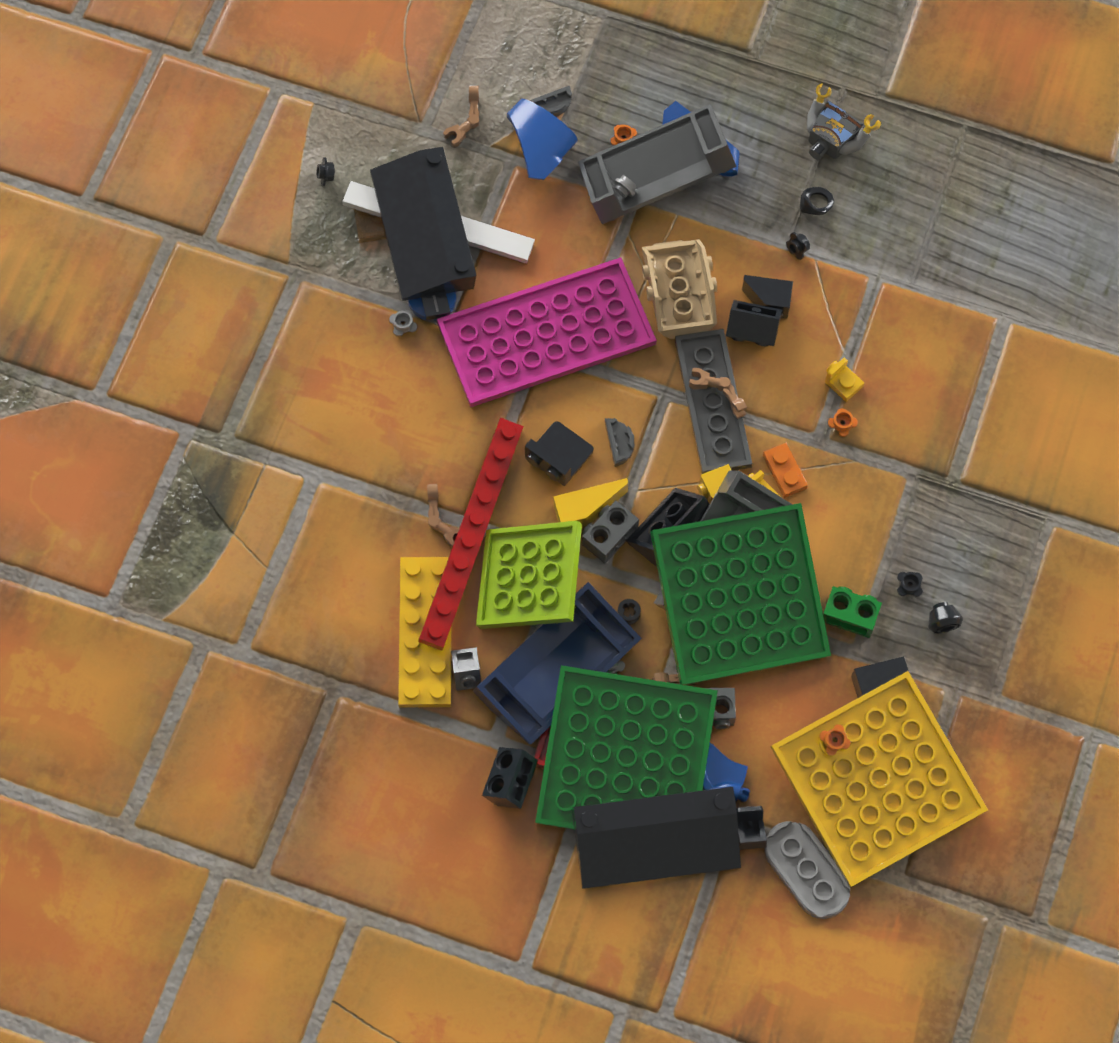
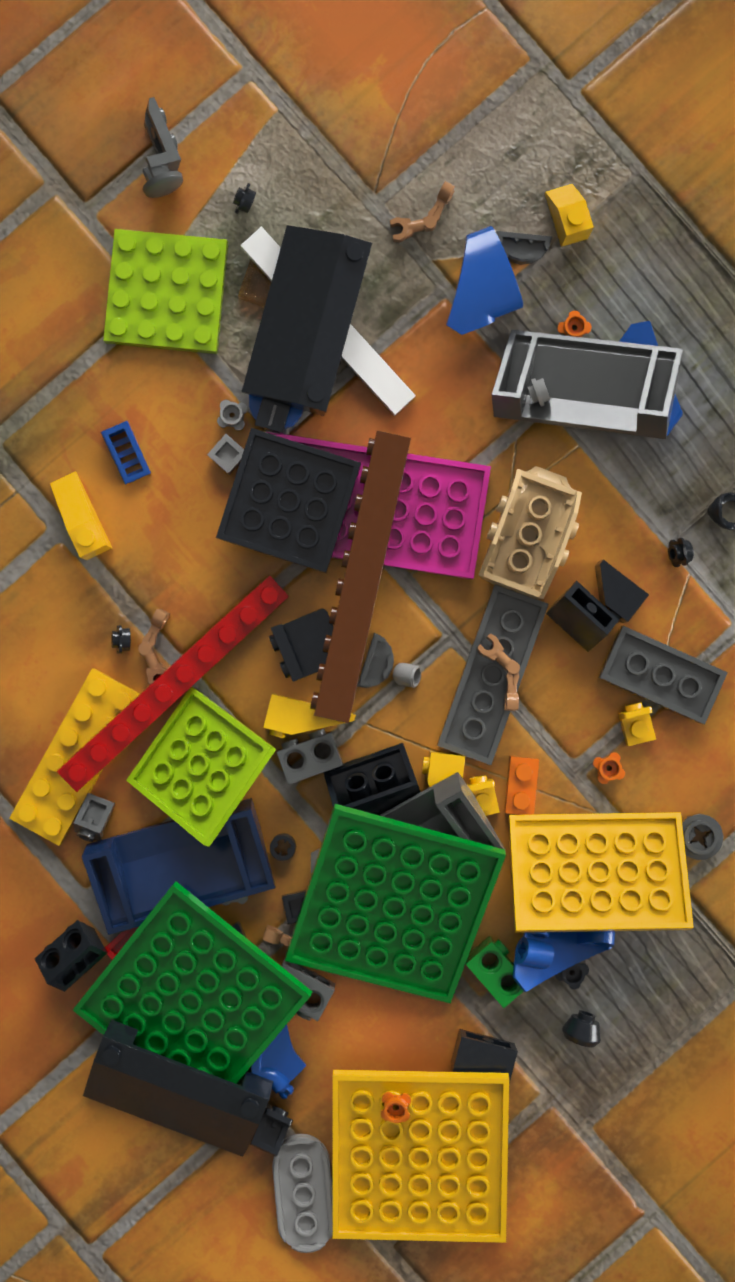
camera: 30 degrees right, 20 degrees up
(250, 171) = (162, 168): none -> dark grey piece
(301, 264) = (165, 291): none -> lime plate
(326, 371) = (107, 434): none -> blue slope
(329, 453) = (80, 517): none -> yellow slope
(411, 523) = (121, 639): none -> black plate
(416, 350) = (226, 454): none -> light grey plate
(484, 354) = (288, 500): none -> black plate
(573, 65) = (569, 214): none -> yellow slope
(573, 378) = (362, 576): none -> reddish brown brick
(647, 436) = (407, 674): none -> light grey piece
(664, 651) = (292, 905): none -> black tile
(840, 335) = (662, 675): none -> dark grey plate
(881, 492) = (599, 872): none -> yellow plate
(882, 569) = (549, 953): none -> blue panel
(938, 424) = (712, 840): none -> dark grey gear

